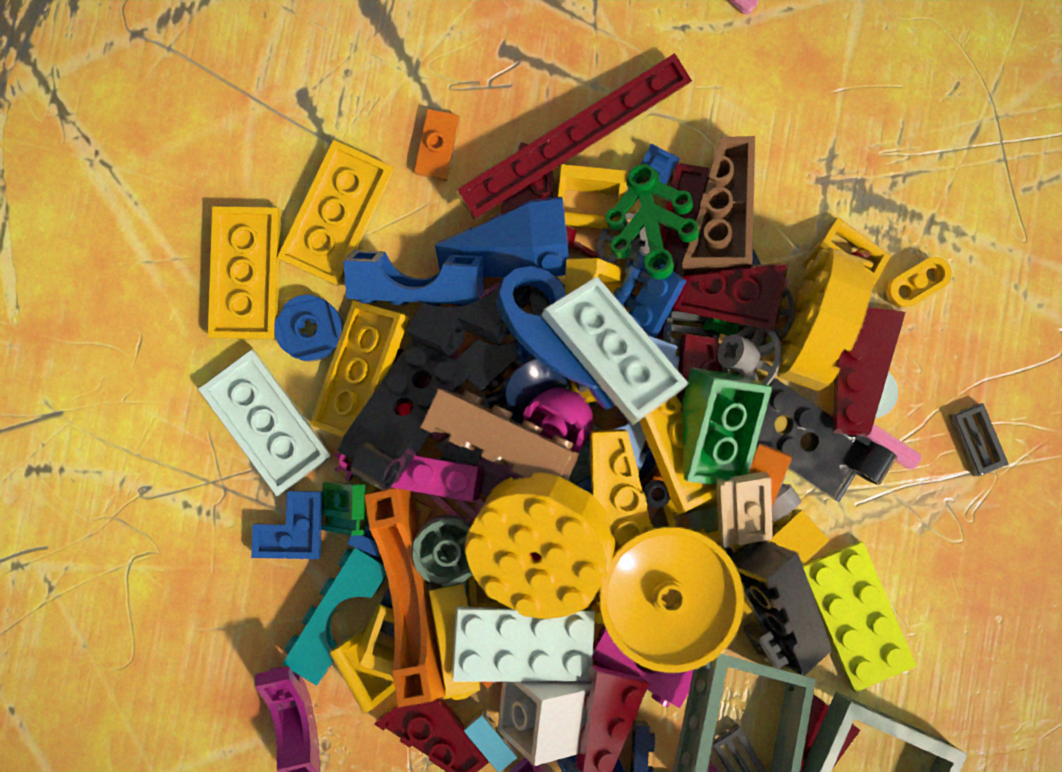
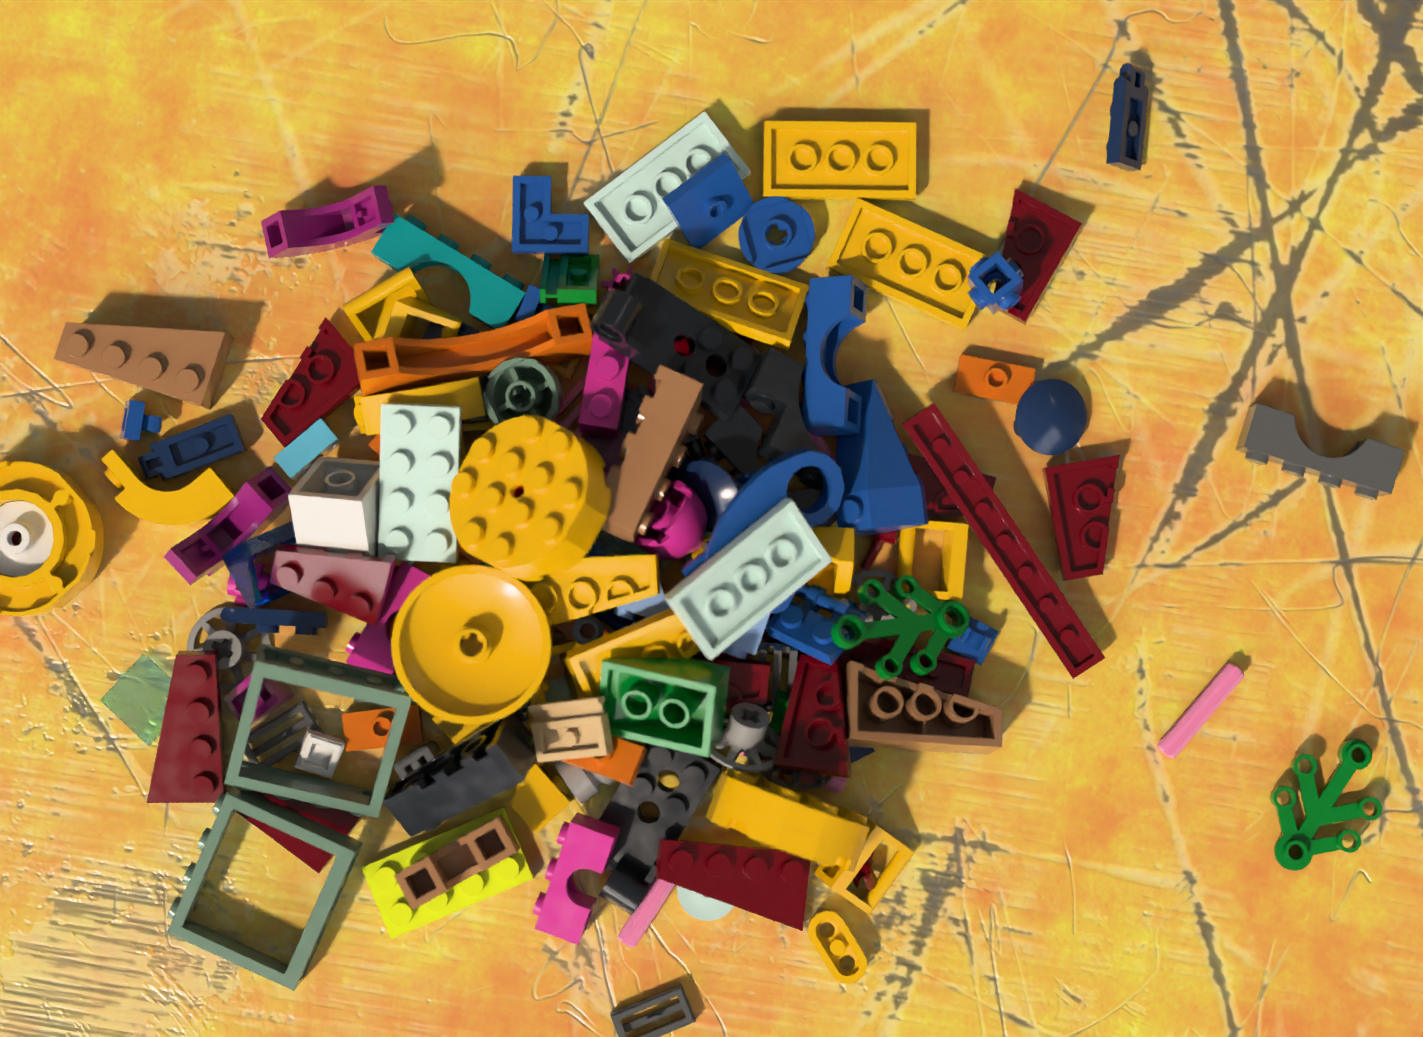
camera: 85 degrees right, 0 degrees up
(214, 27) = (1127, 119): none -> dark blue hinge
(277, 385) = (709, 202): none -> blue plate
(329, 111) = (1037, 243): none -> dark red wing
(343, 131) = (991, 271): none -> blue brick
(468, 96) = (1050, 416): none -> dark blue dish
(550, 73) = (1080, 513): none -> dark red wing
(738, 684) = (371, 727): none -> orange plate
(757, 729) = (319, 753): none -> white tile
(864, 626) = (457, 861): none -> medium nougat arch
(889, 513) = (564, 908): none -> dark pink arch

